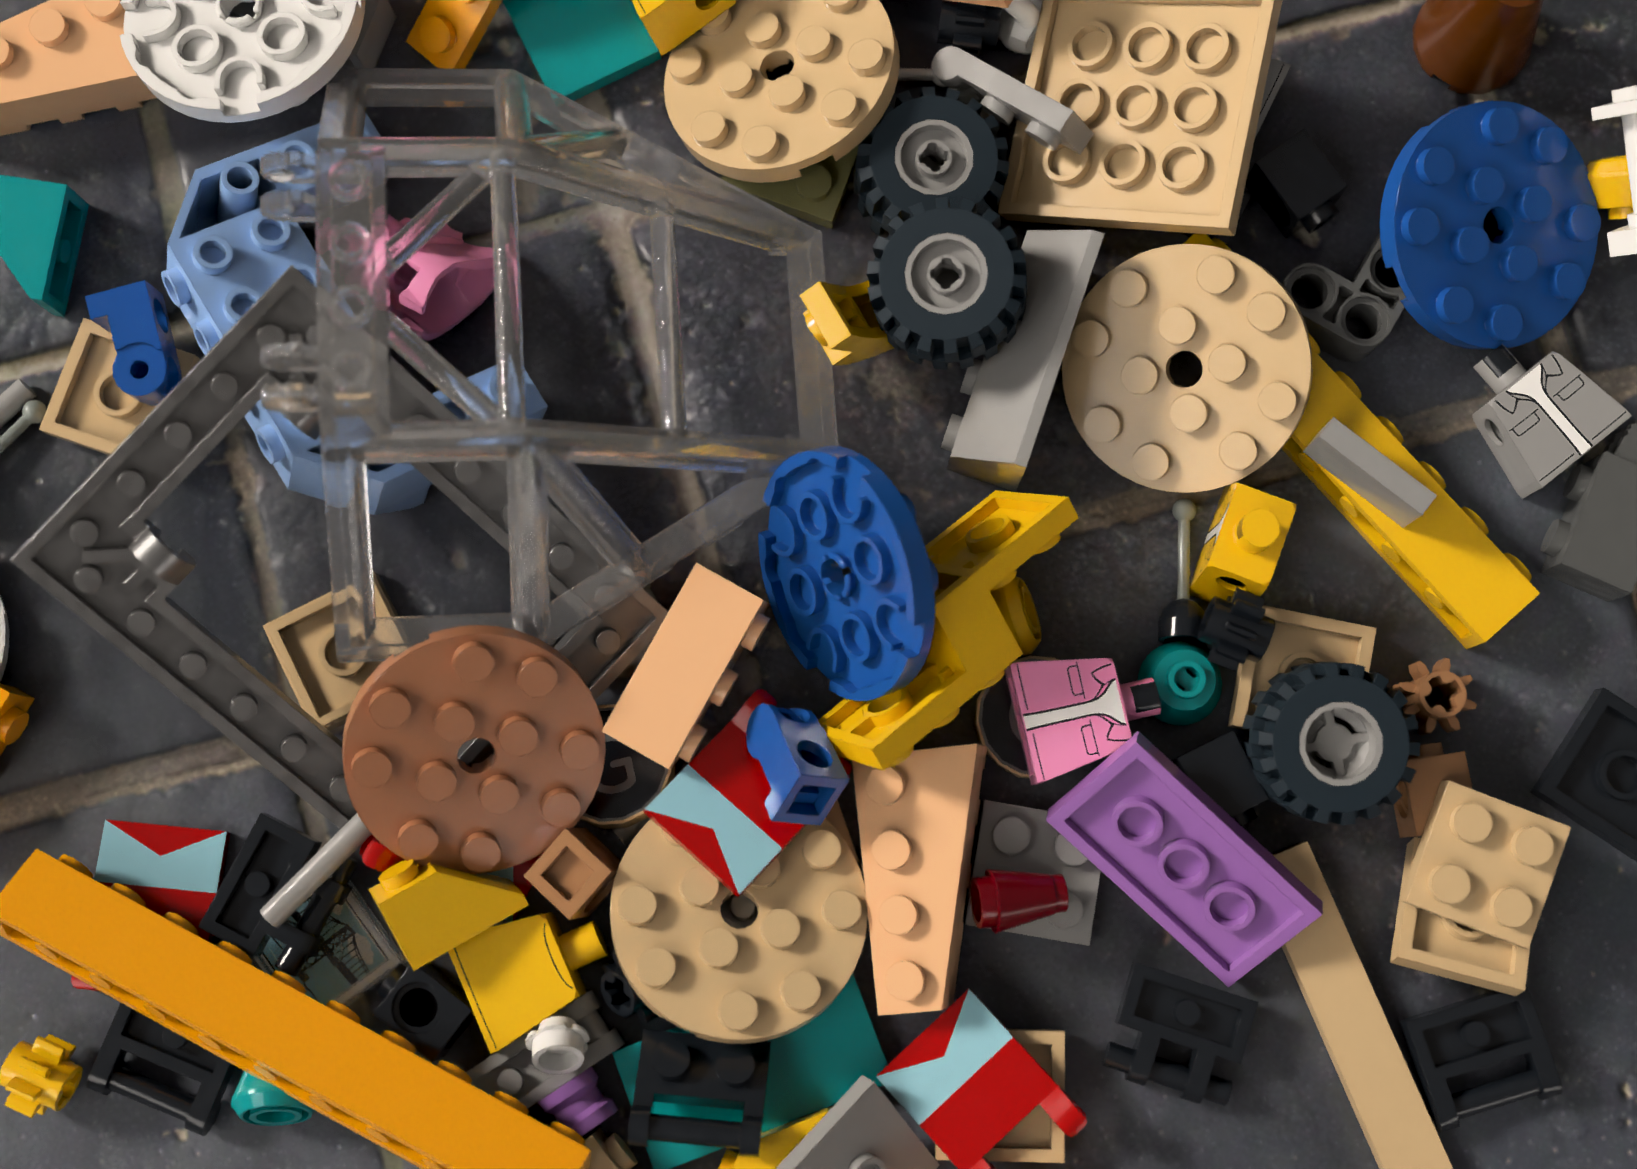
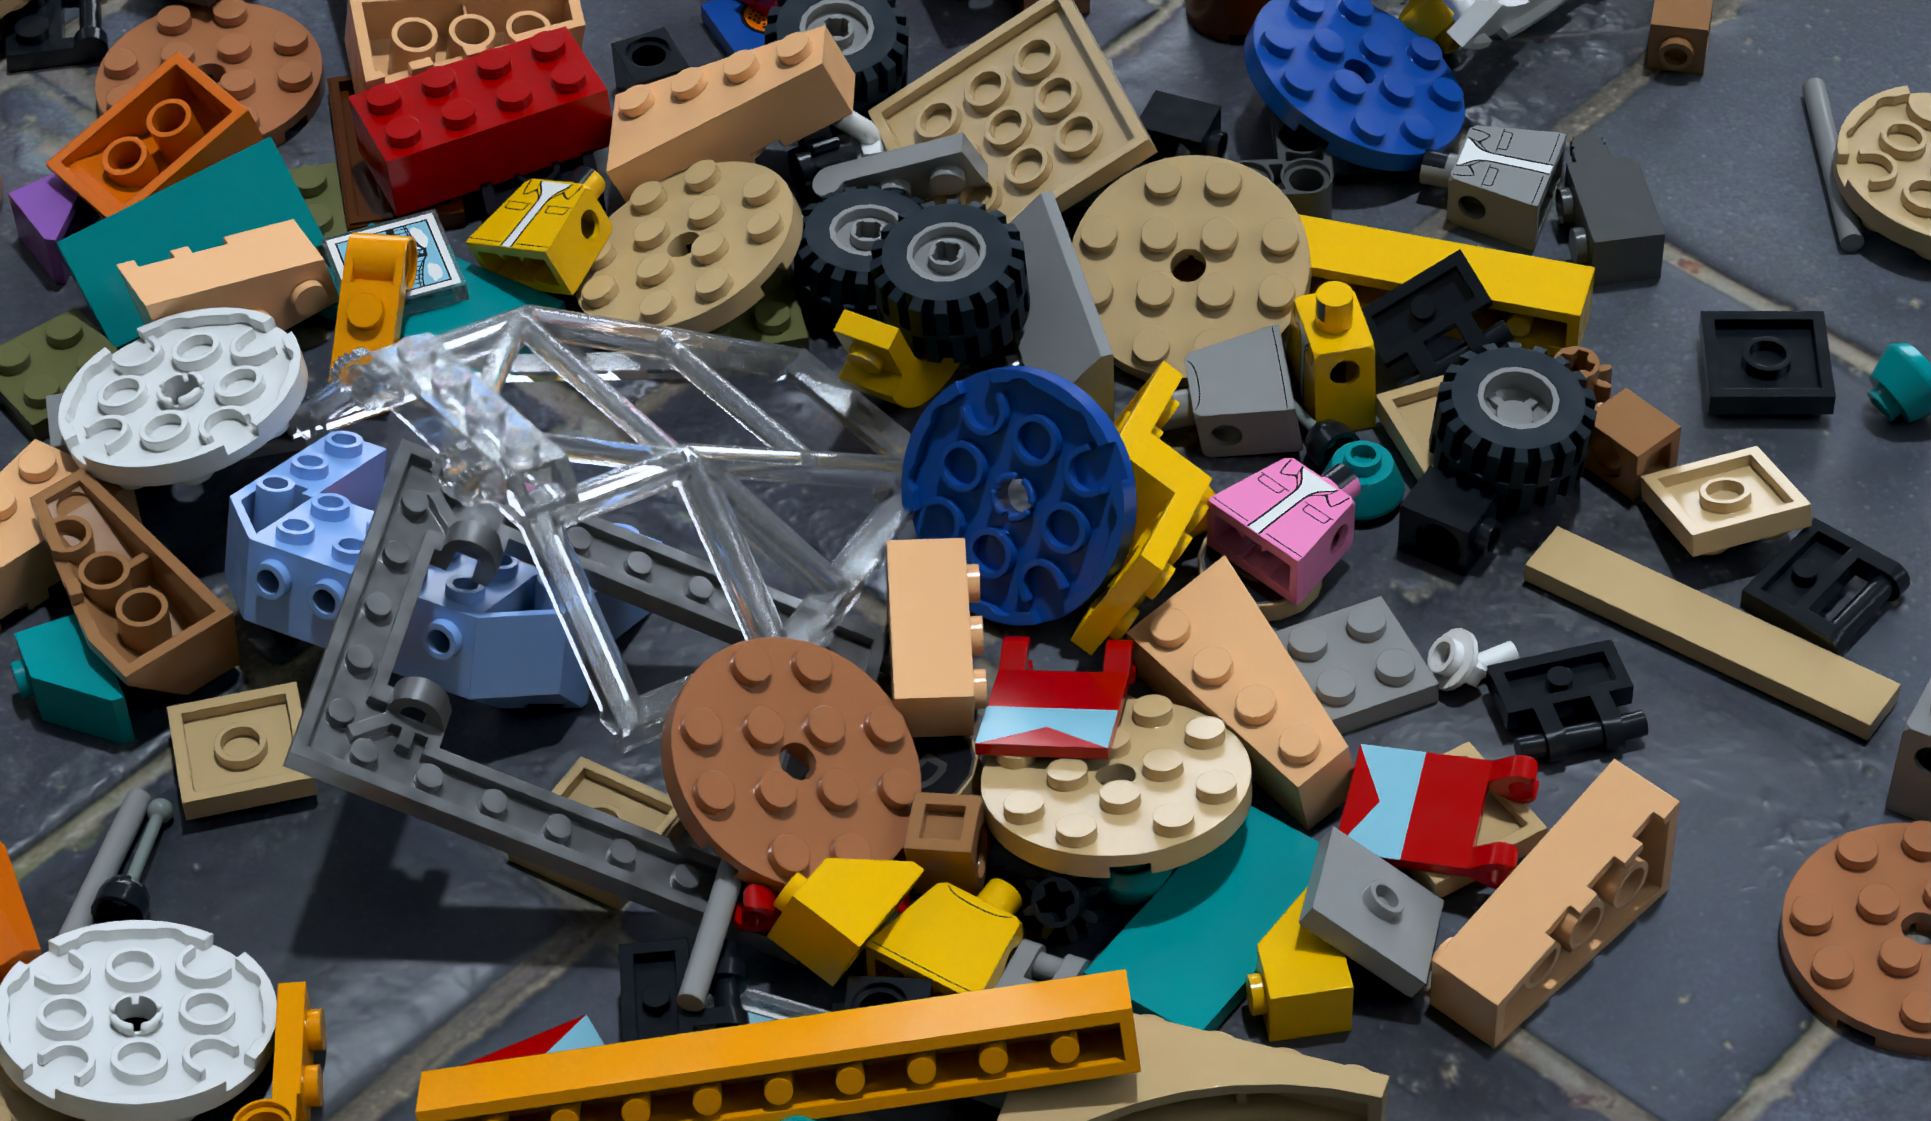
camera: 35 degrees left, 35 degrees down
(101, 191) = (131, 593): none -> medium nougat wedge
(142, 338) = (241, 674): blue leg -> none
(558, 1045) = (1047, 955): white plate -> none
(699, 1073) = (1186, 926): black plate -> none
(797, 763) = (1080, 638): blue leg -> none
(1015, 898) = (1344, 659): dark red cone -> none
(1121, 933) = (1456, 659): none -> white plate
(1138, 530) = (1240, 397): none -> light grey torso
(1184, 860) = (1464, 562): medium lavender plate -> none
(1236, 629) = (1374, 403): black gear -> none
(1353, 552) = (1426, 309): none -> black plate
(1369, 473) = (1388, 243): light grey tile -> none
(1485, 864) = (1705, 440): tan plate -> none

